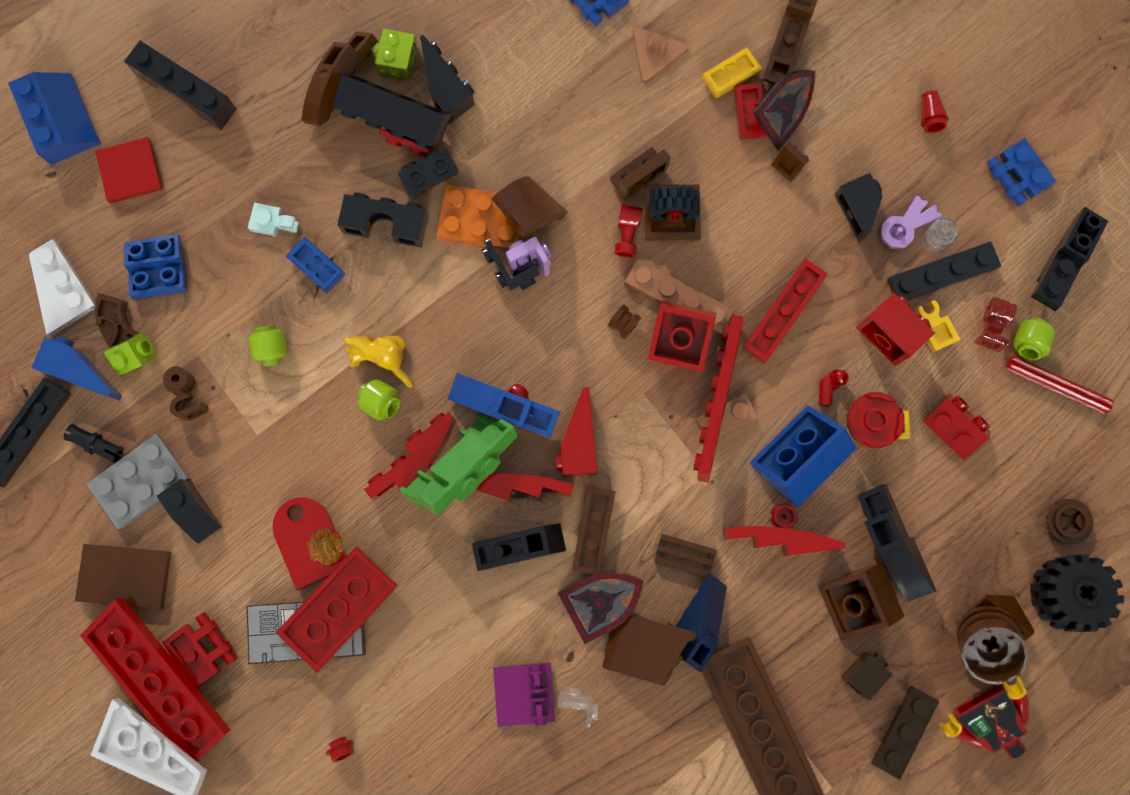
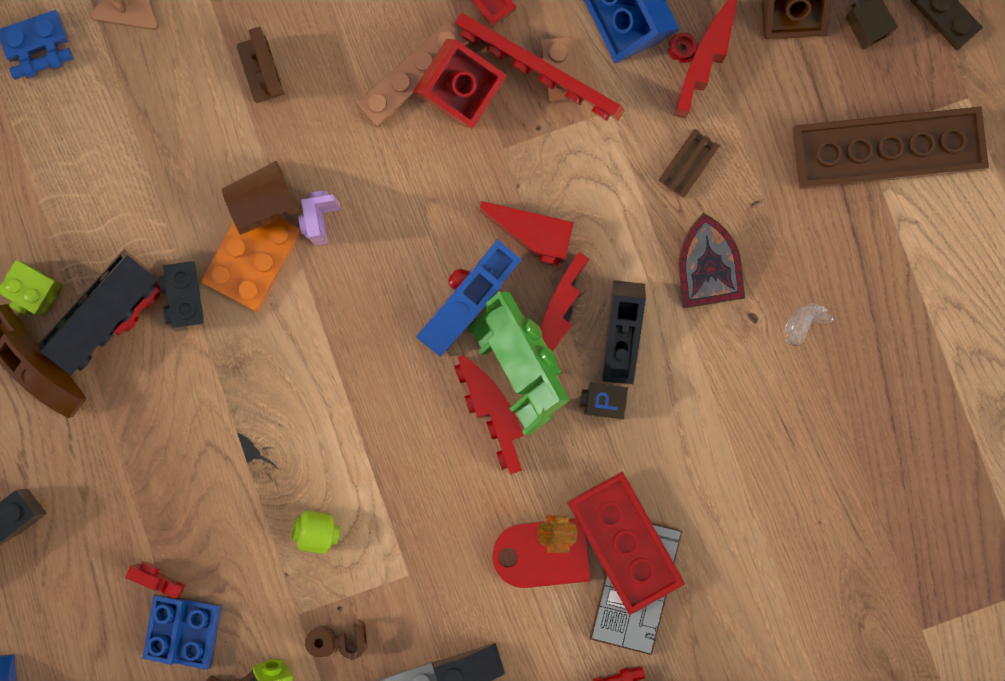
camera: 70 degrees left, 5 degrees up
(128, 170) = (58, 630): red tile -> none
(190, 227) = (149, 576): none -> red plate
(270, 219) = (171, 489): light aqua plate -> none
(315, 265) = (242, 453): blue plate -> none
(340, 749) = (770, 584): red plate -> none
(361, 213) = (199, 384): black arch -> none
(378, 400) = (416, 430): lime head -> none
(384, 352) = (365, 409): yellow animal -> none
(445, 86) = (87, 246): black slope -> none
(453, 549) = (604, 401): none -> dark brown brick
(523, 279) = (336, 232): black bracket -> none
(524, 694) = (776, 377): magenta hinge -> none
(593, 530) = (632, 248): reddish brown plate -> none
(624, 321) = (421, 140): reddish brown wheel -> none
(629, 221) = (309, 97): red leg -> none
(646, 649) = (773, 234): reddish brown slope -> none
(672, 212) = (317, 47): plate -> none
(704, 618) = (770, 175): dark blue slope -> none

